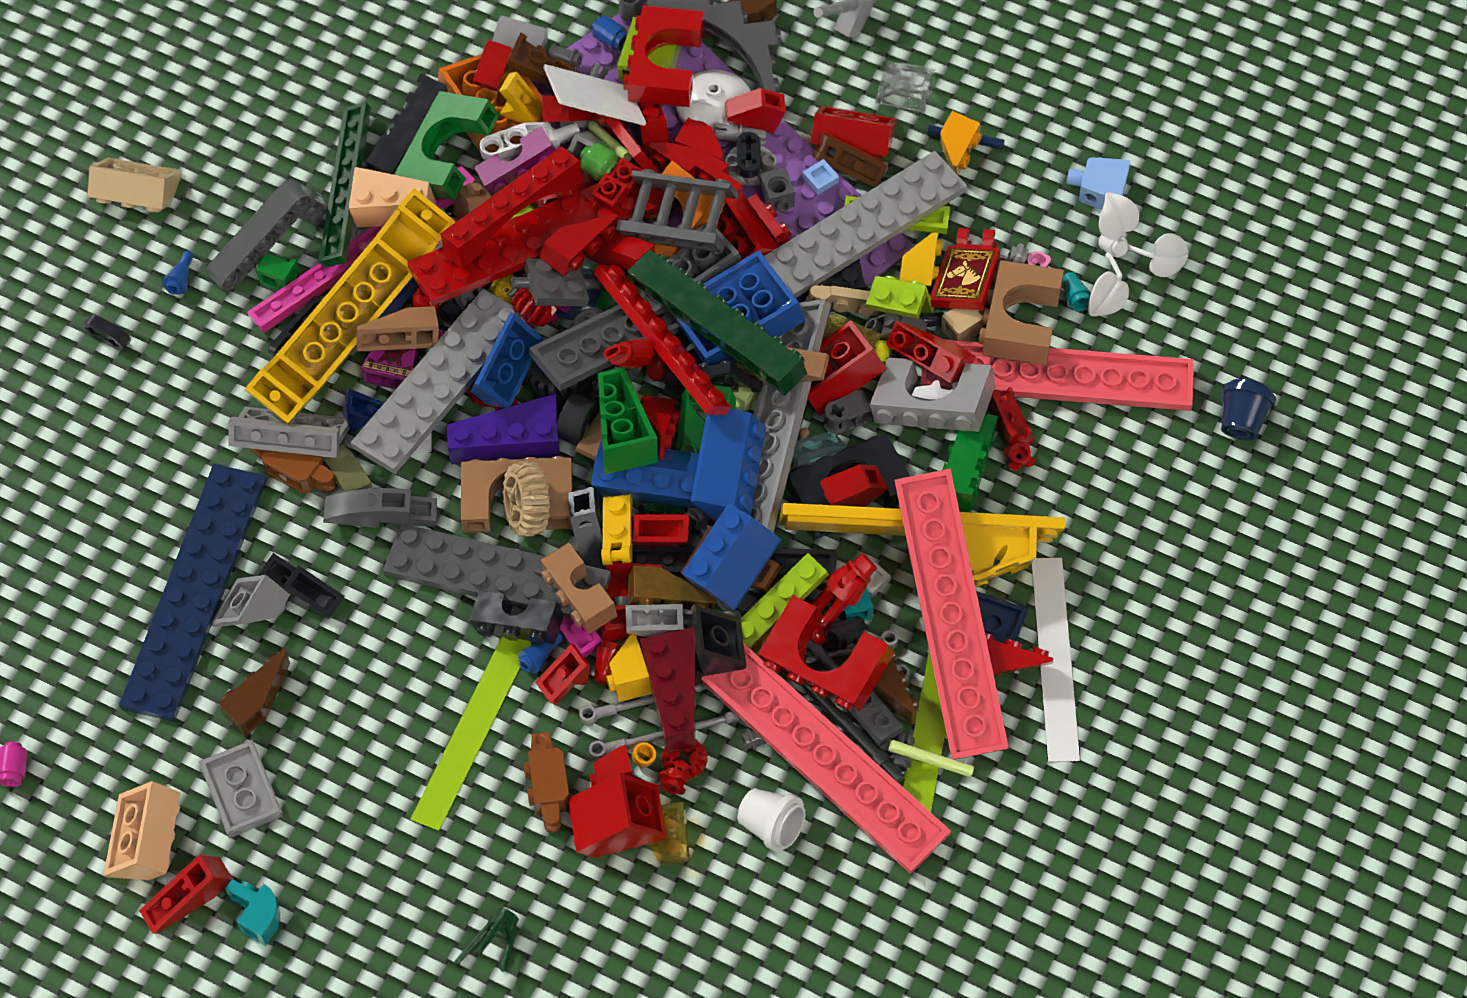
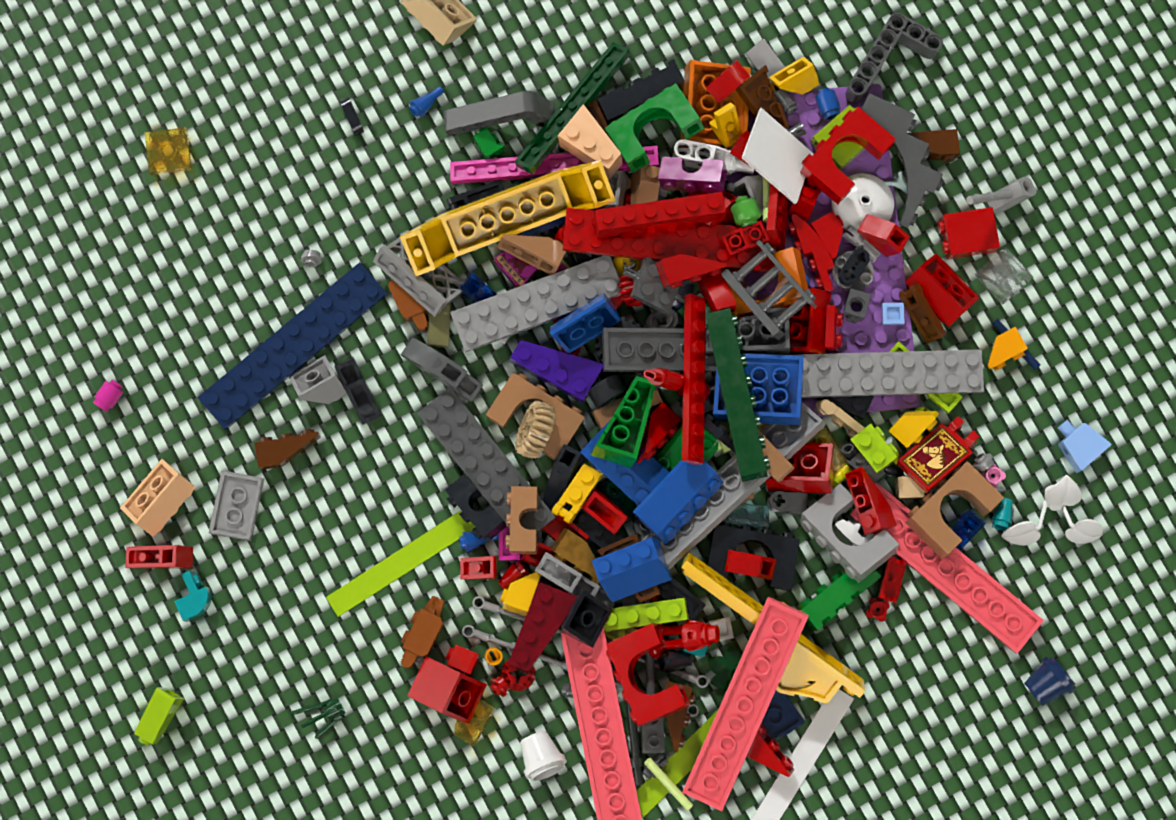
camera: 30 degrees right, 20 degrees up
(155, 491) = (311, 258): none -> light grey plate
(561, 27) = (796, 77): none -> yellow slope
(737, 64) = (898, 182): none -> light aqua bar
(841, 66) = (968, 233): none -> red brick
(904, 610) = (724, 667): none -> dark green plate
(1049, 314) = (967, 527): none -> clear blue slope

